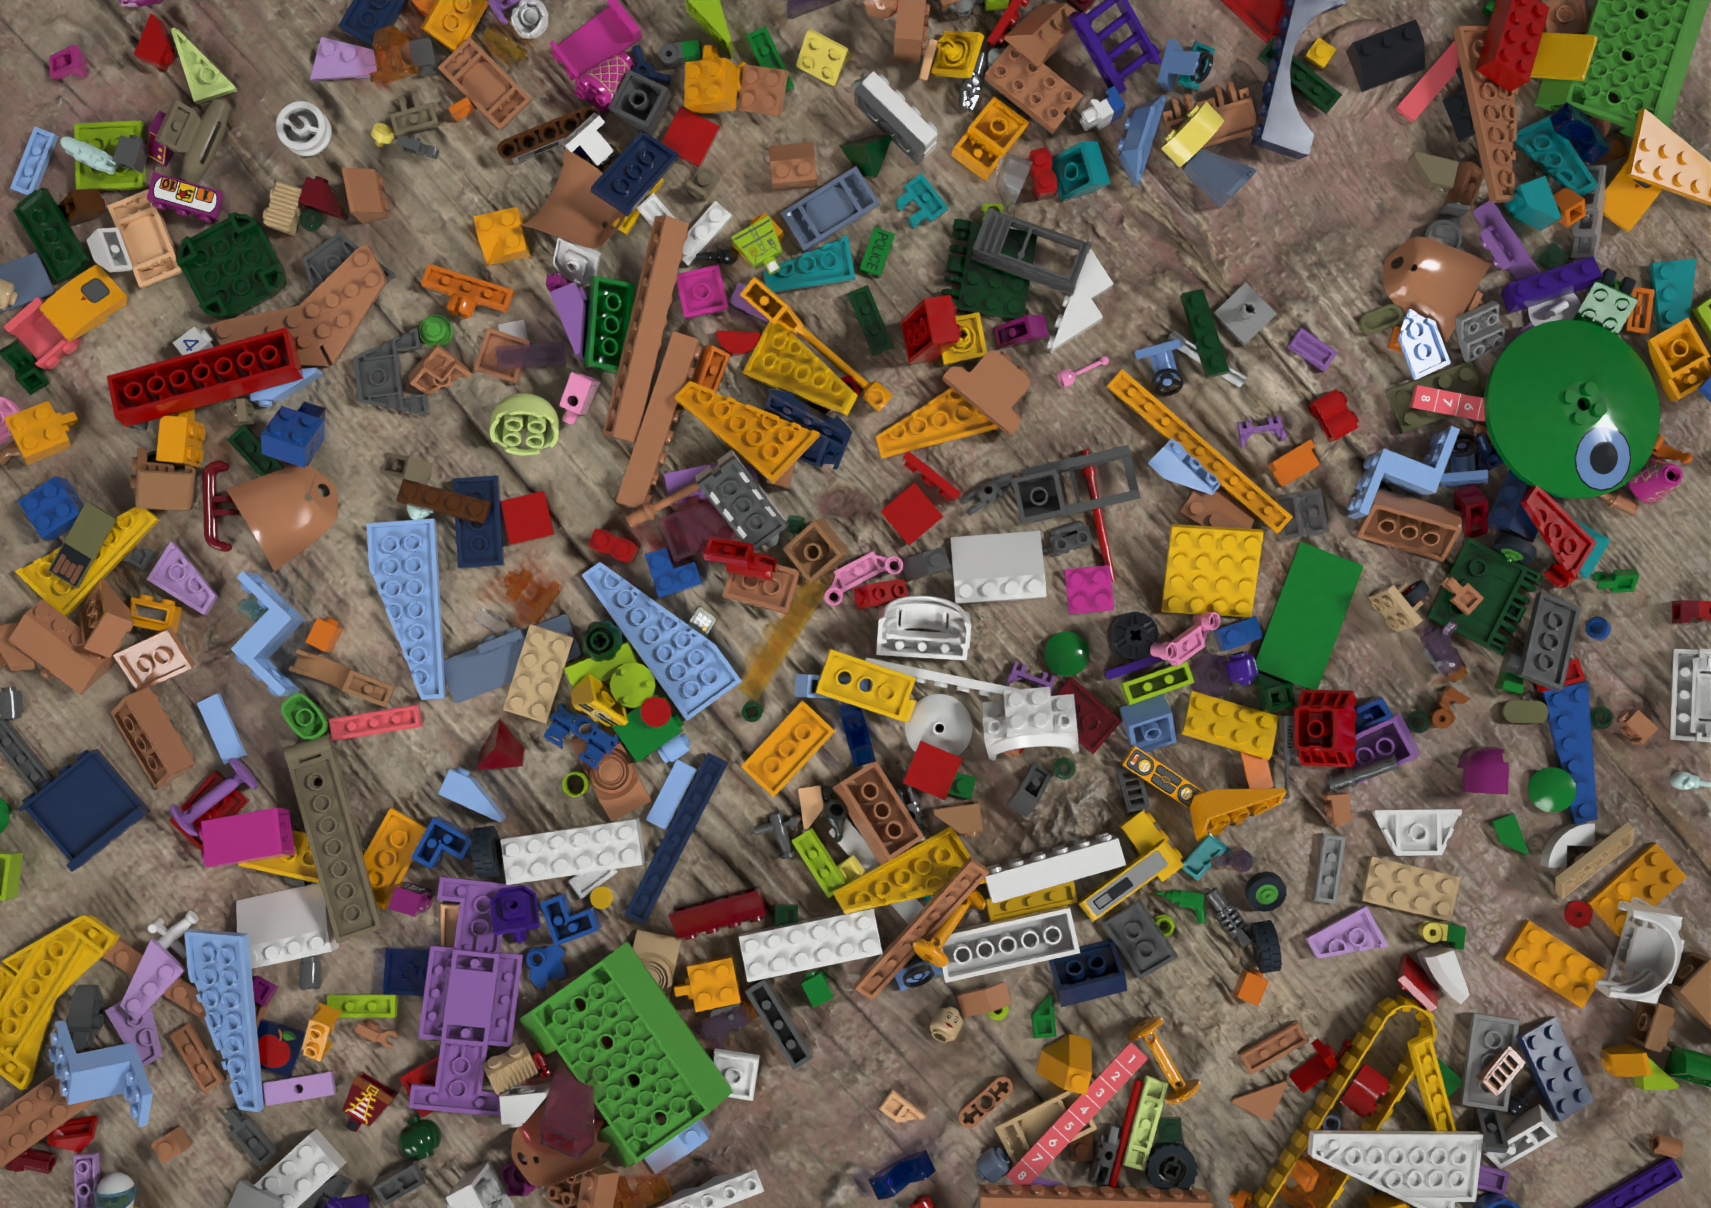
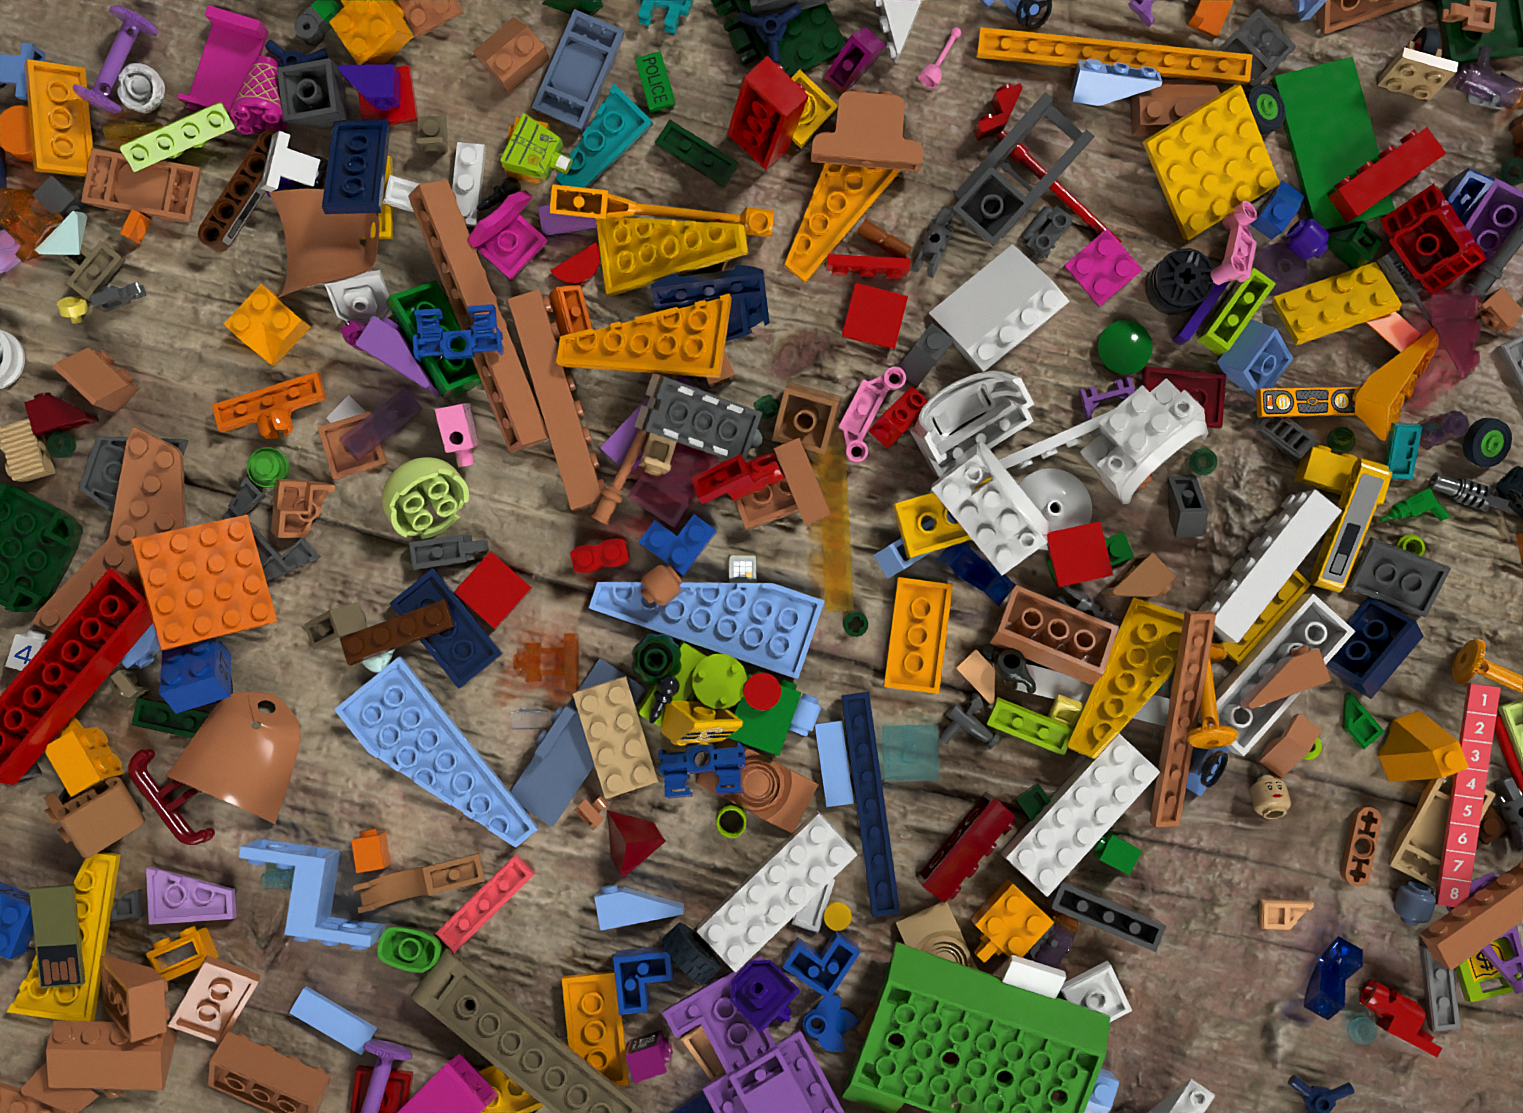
camera: 45 degrees left, 0 degrees up
(340, 379) = (203, 581): none -> orange plate
(410, 86) = (66, 237): none -> light aqua slope
(486, 712) = (590, 812): none -> nougat tile
(513, 469) = (445, 551): none -> dark grey hinge
(530, 70) = (177, 136): none -> lime bracket
(593, 665) = (667, 688): none -> black bar
(601, 328) = (435, 345): none -> blue piece
(639, 594) = (661, 585): none -> nougat head
(687, 125) = (374, 83): none -> dark purple slope
(696, 506) = (657, 455): none -> tan bracket
(700, 1028) = (1033, 976): none -> white tile
(705, 273) = (499, 218): none -> dark pink tile
(727, 823) = (910, 753): none -> clear light blue plate
(781, 591) = (802, 481): none -> nougat tile
(891, 700) = (994, 510): none -> white piece
(953, 463) = (881, 238): none -> dark orange piece
(977, 272) = (771, 27): none -> dark blue piece
(1015, 951) = (1289, 676): none -> nougat slope
(1103, 430) = (1003, 105): none -> red slope
(1171, 816) = (1341, 439): none -> clear green plate
(1276, 558) = (1266, 107): none -> black wheel
(1298, 798) = (1456, 325): none -> clear pink slope
(1325, 662) = (1387, 174): none -> red brick

